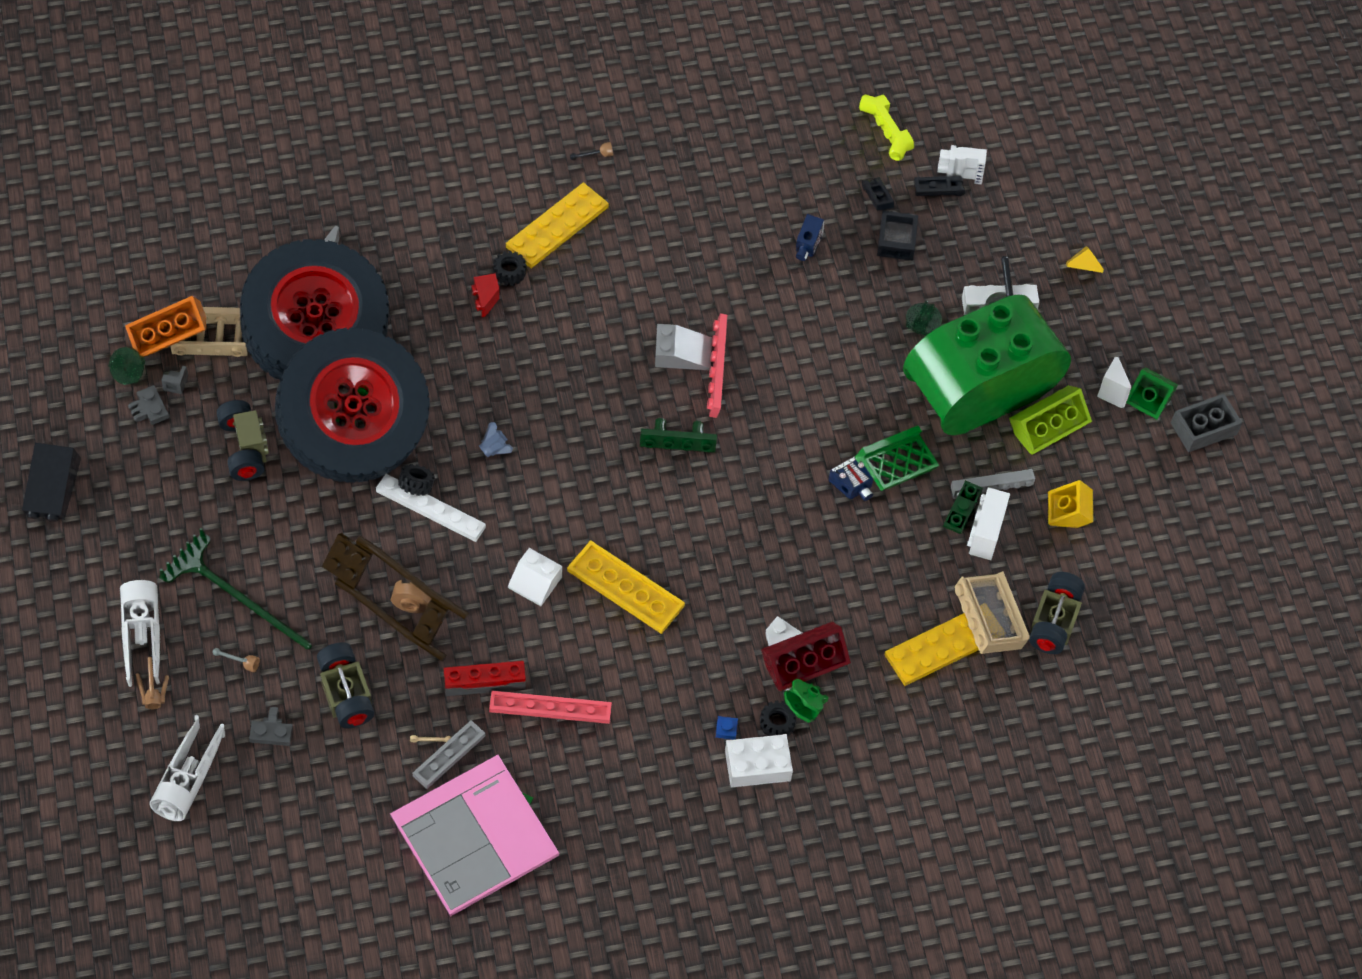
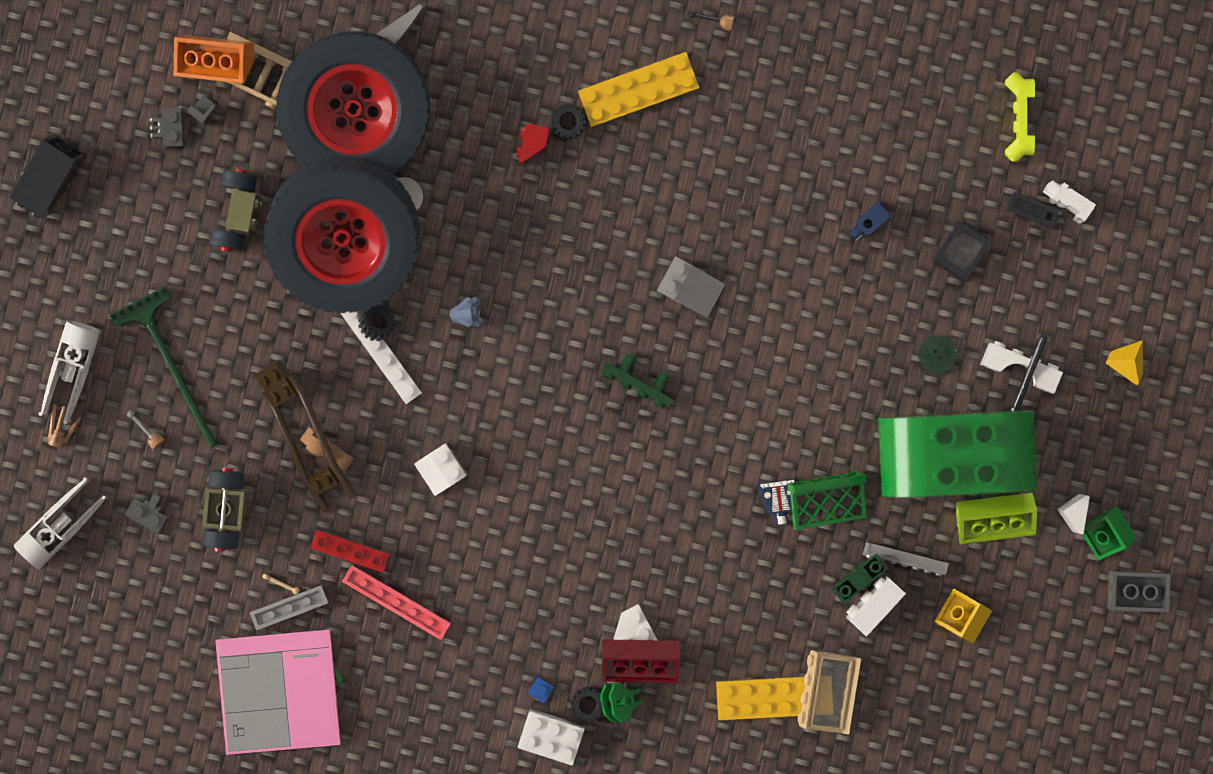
camera: 30 degrees right, 30 degrees up
(134, 368) = (162, 77): clear green plate -> none
(626, 587) = (517, 514): yellow plate -> none
(716, 371) = (709, 327): coral plate -> none
(878, 194) = (966, 197): black plate -> none
(1057, 613) = (885, 723): brick -> none

